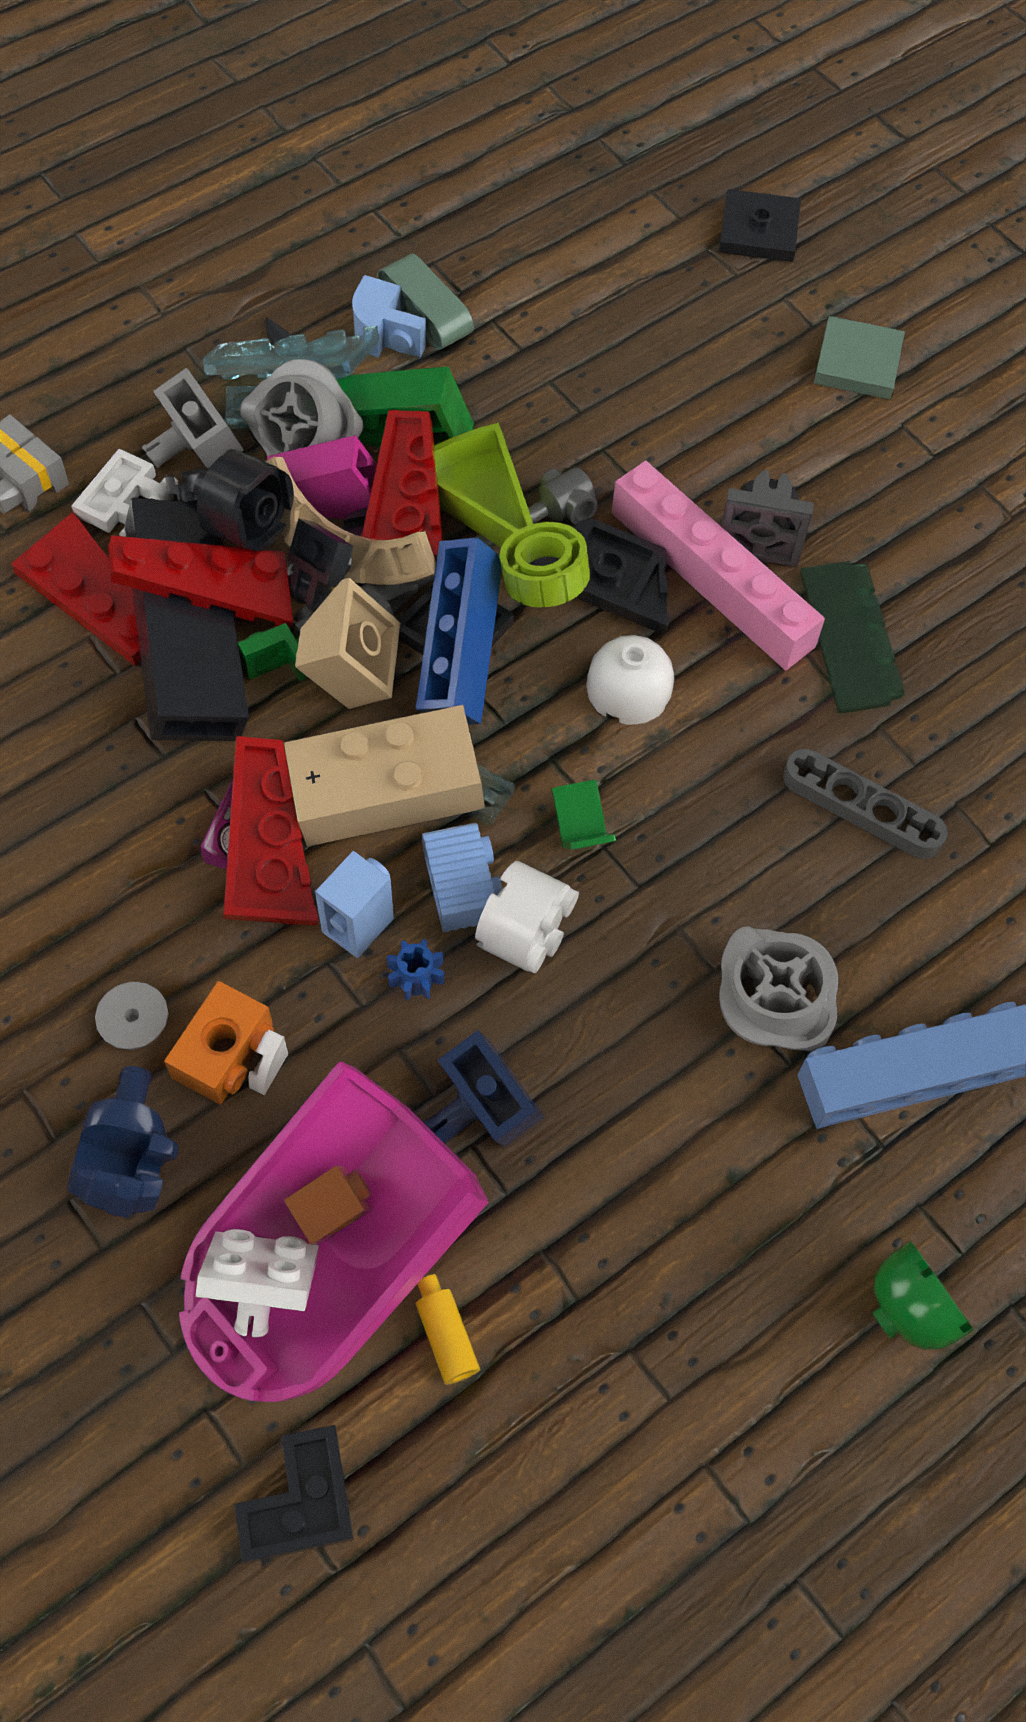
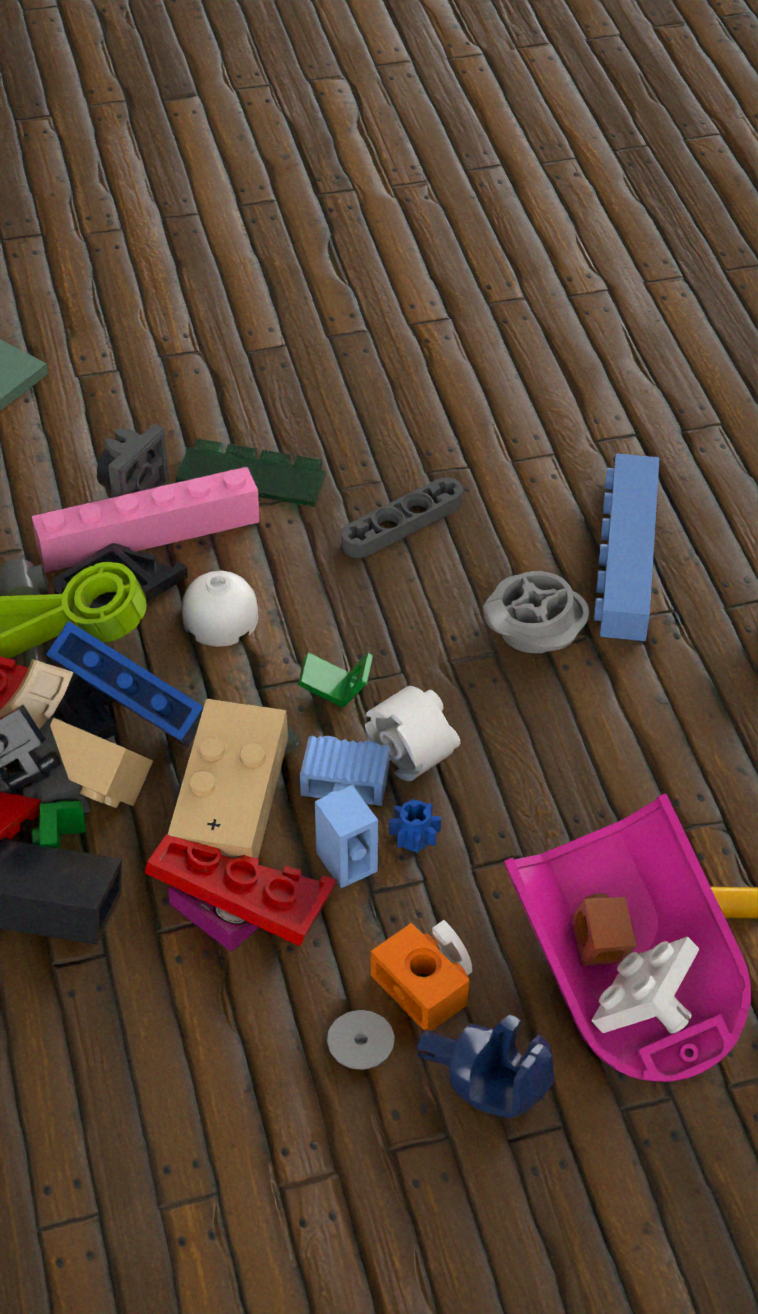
camera: 65 degrees left, 15 degrees down
(486, 1094) = (546, 805): dark blue brick -> none

